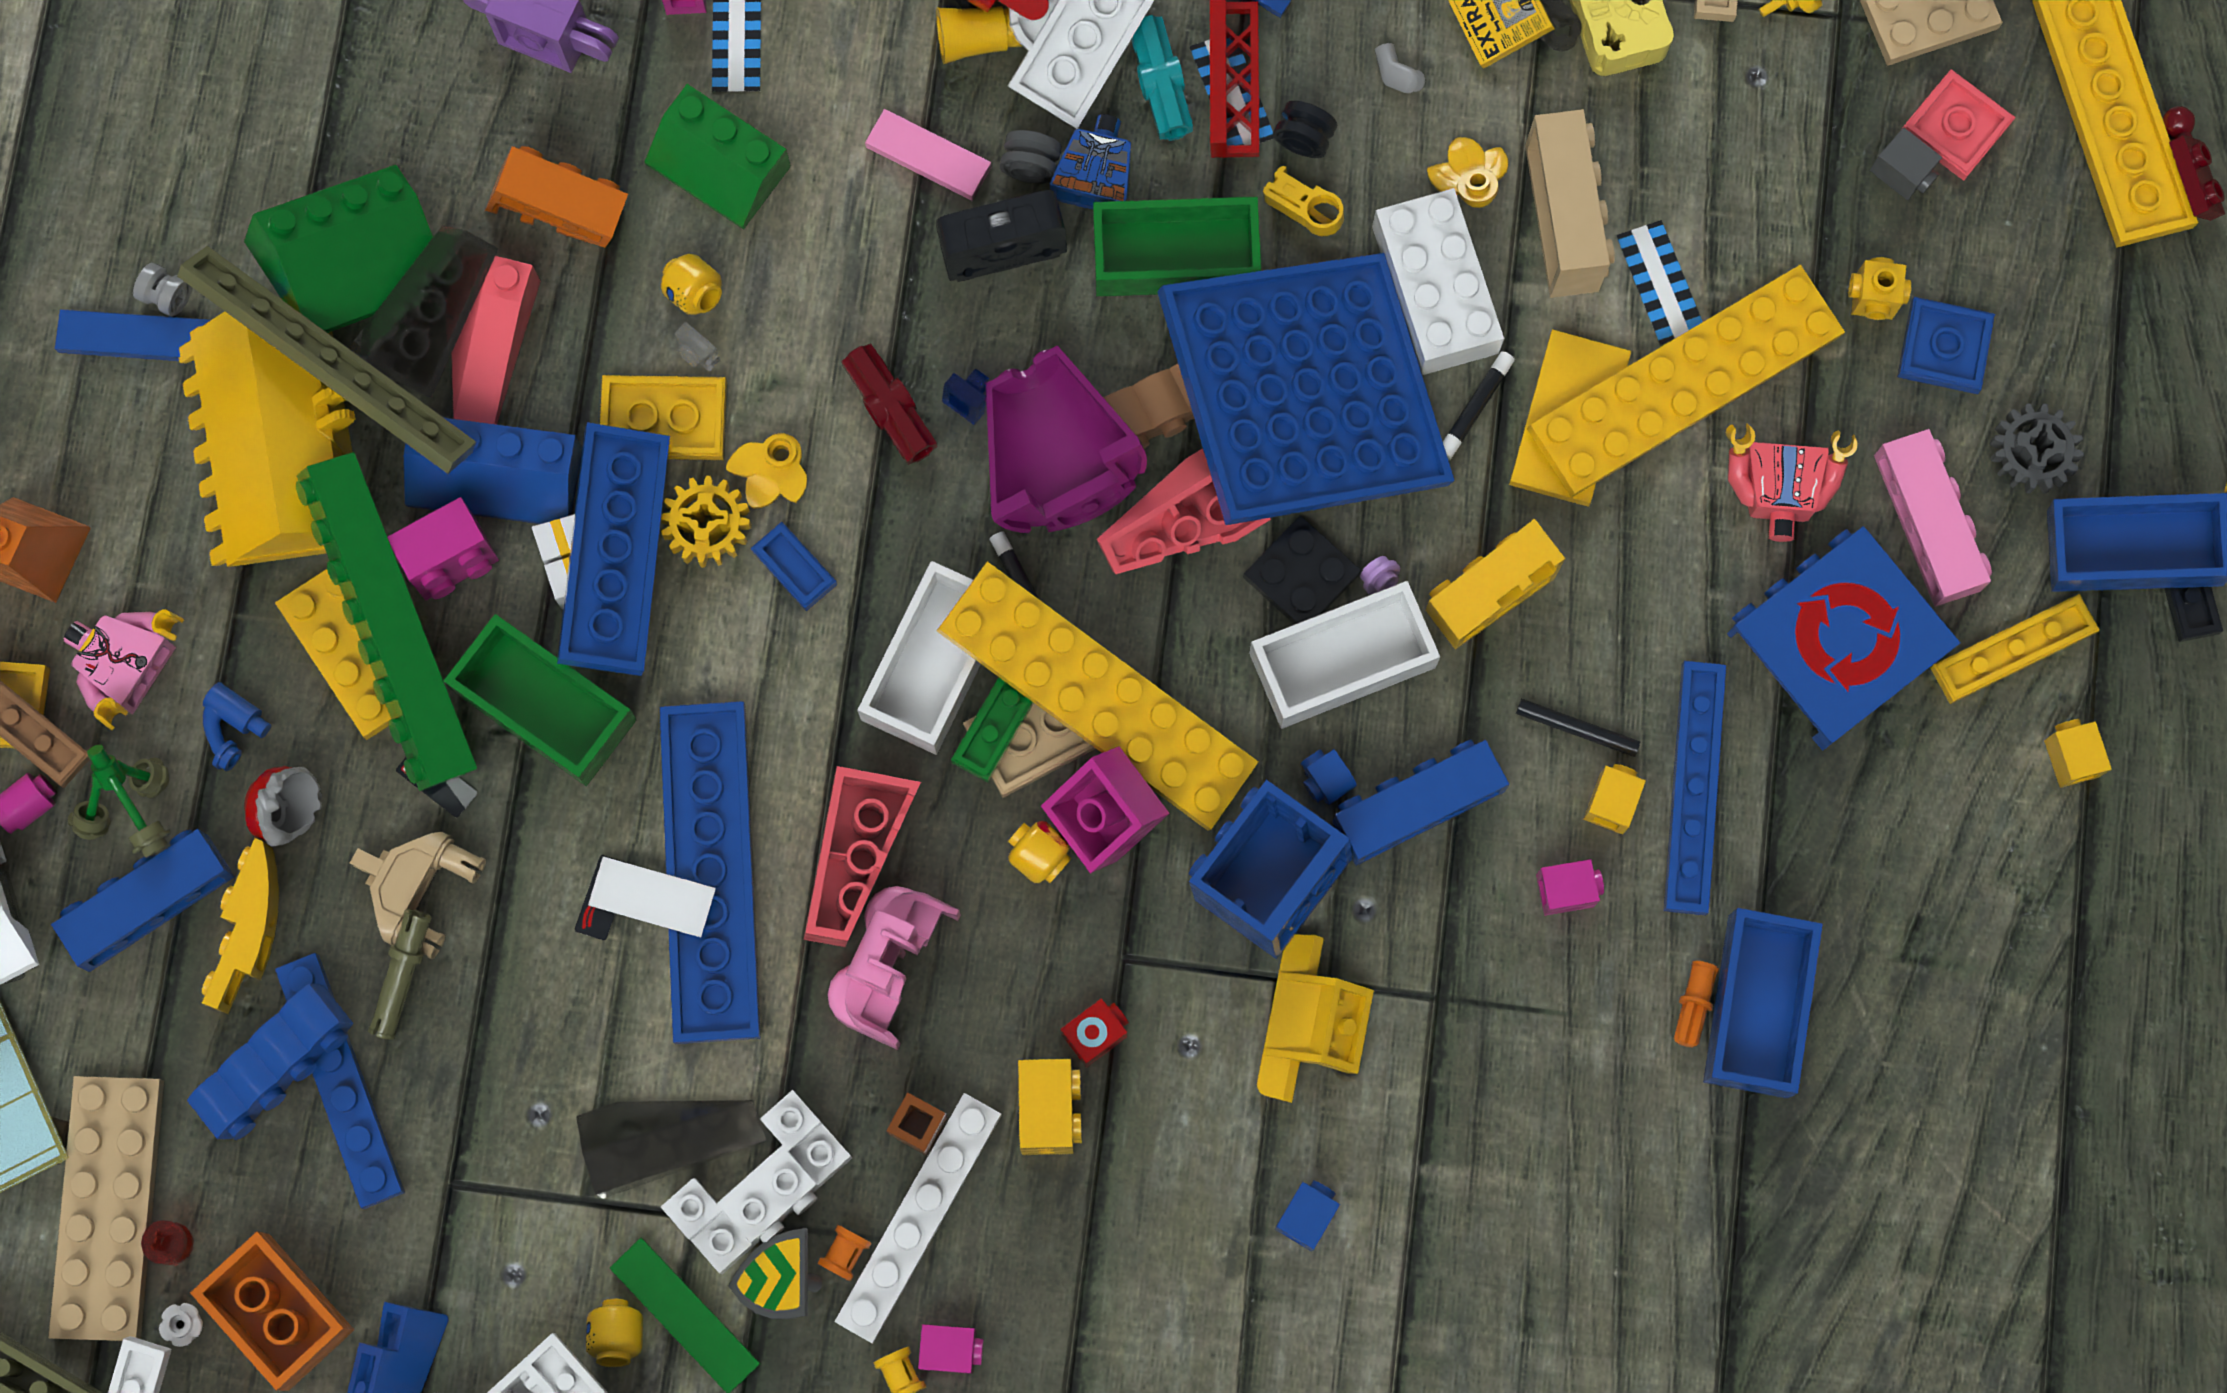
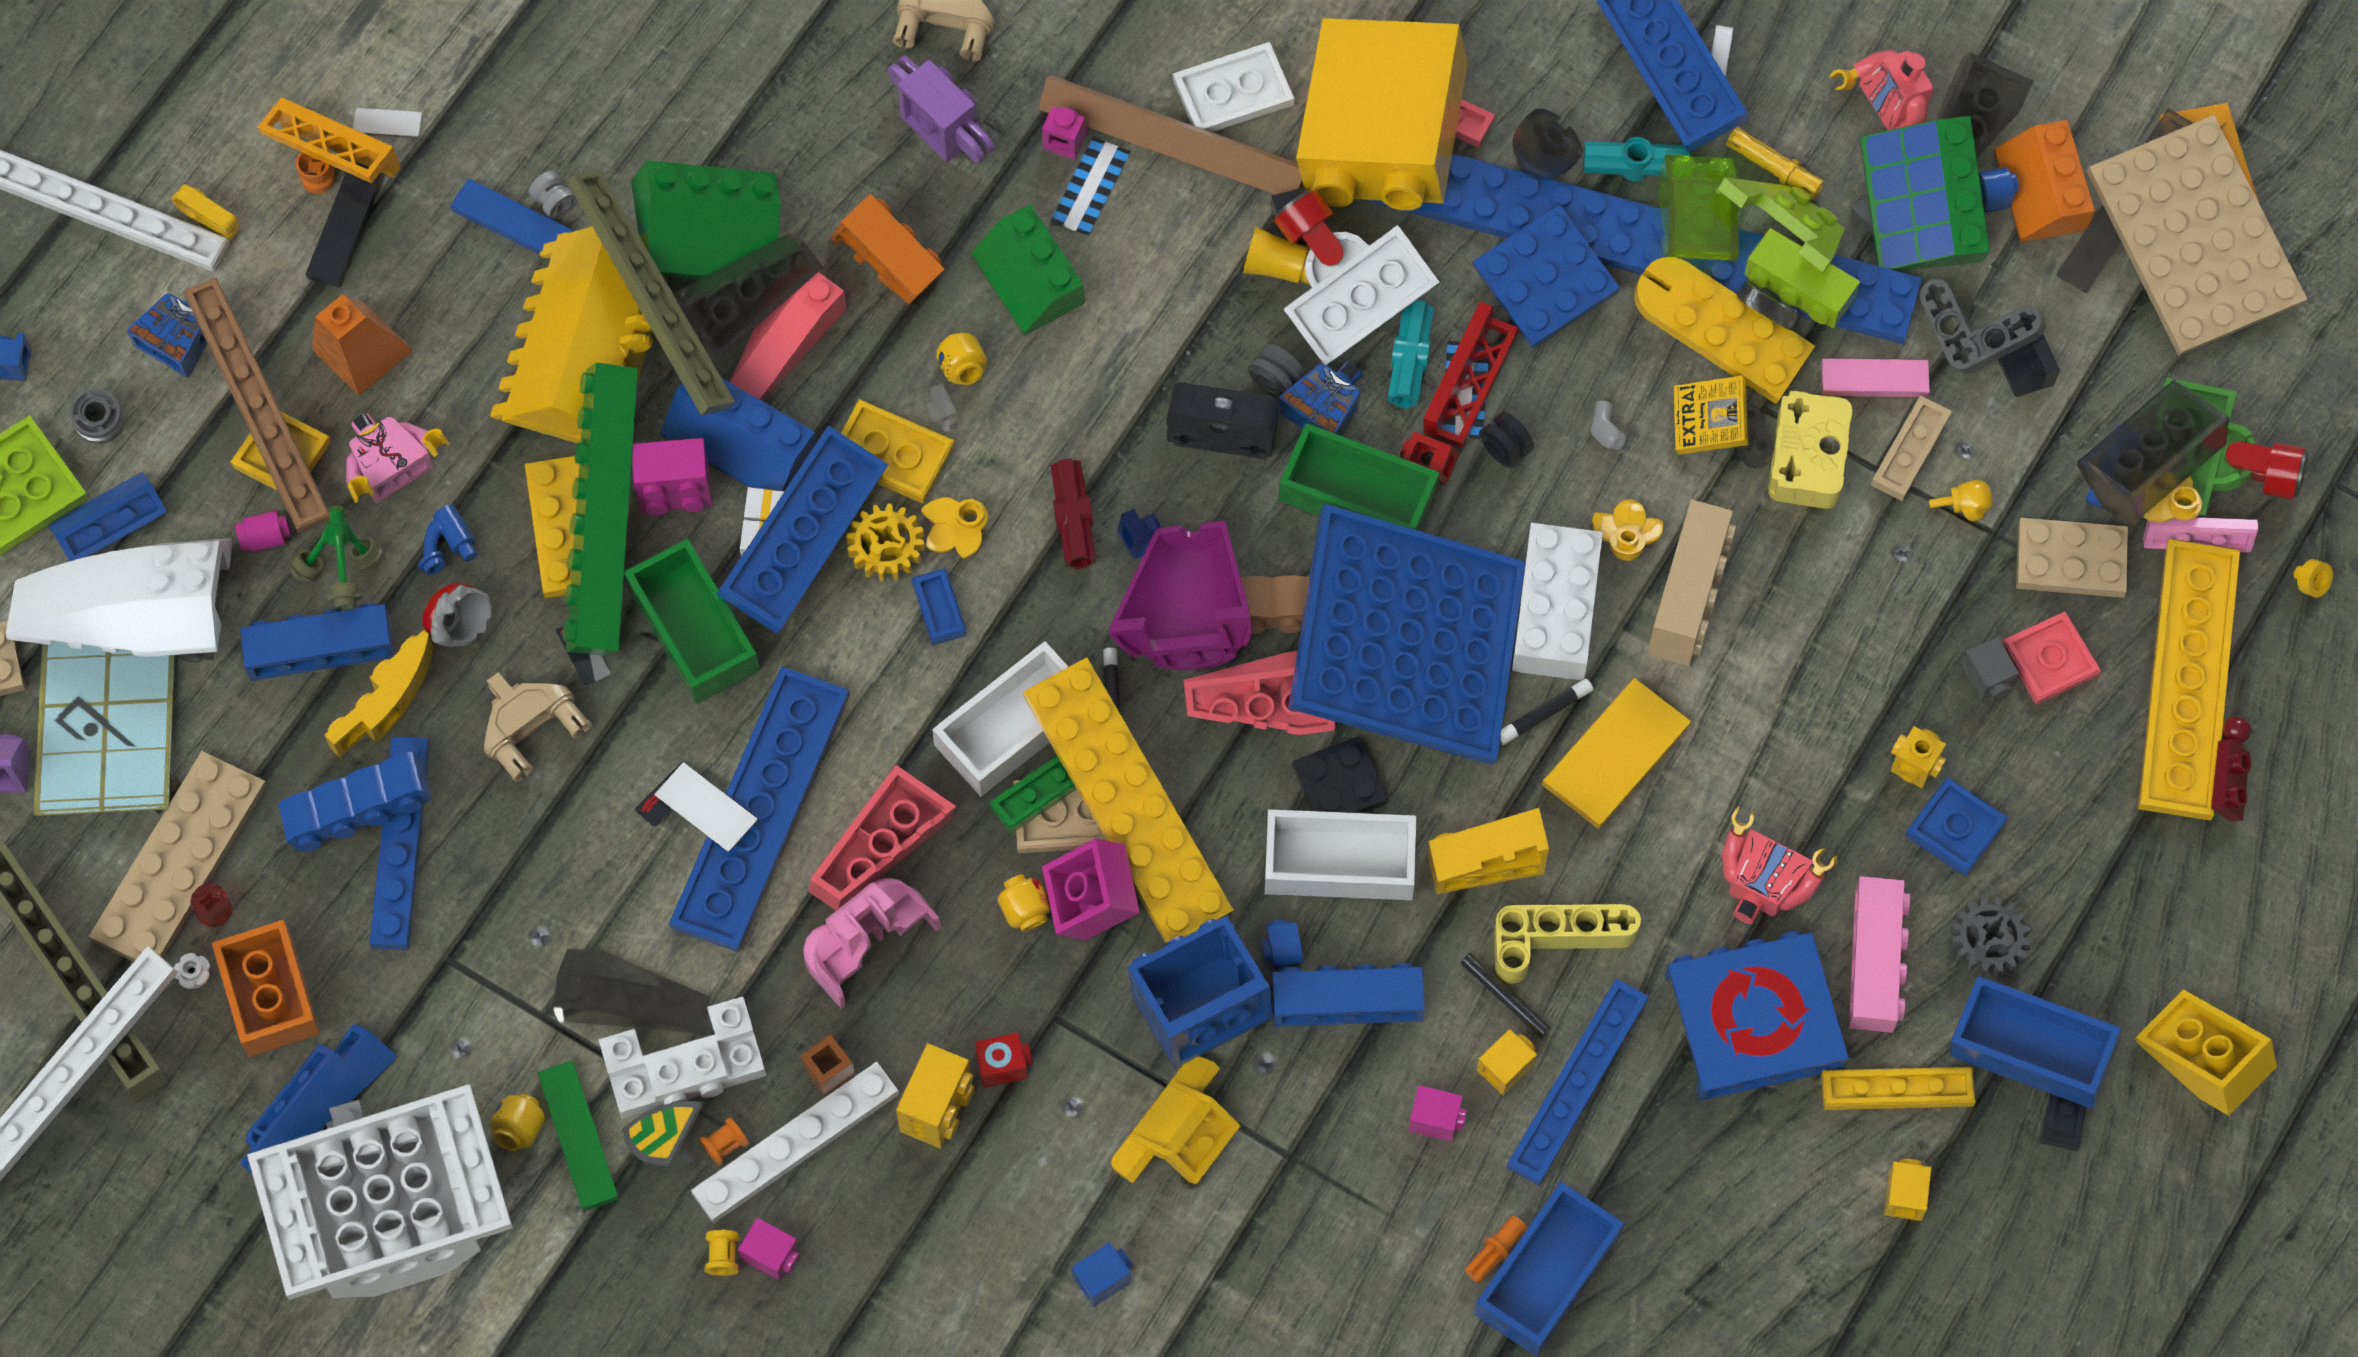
camera: 25 degrees right, 10 degrees down
(404, 957) = (487, 776): olive pin -> none
(928, 154) = (1197, 338): bright pink tile -> none
(1217, 173) = (1444, 455): none -> red brick
(1298, 203) = (1477, 494): yellow piece -> none
(1380, 575) = (1401, 804): lavender plate -> none
(1611, 634) = (1565, 937): none -> light yellow beam
(1659, 281) = (1743, 680): sticker -> none
(1685, 380) = (1724, 762): yellow plate -> none

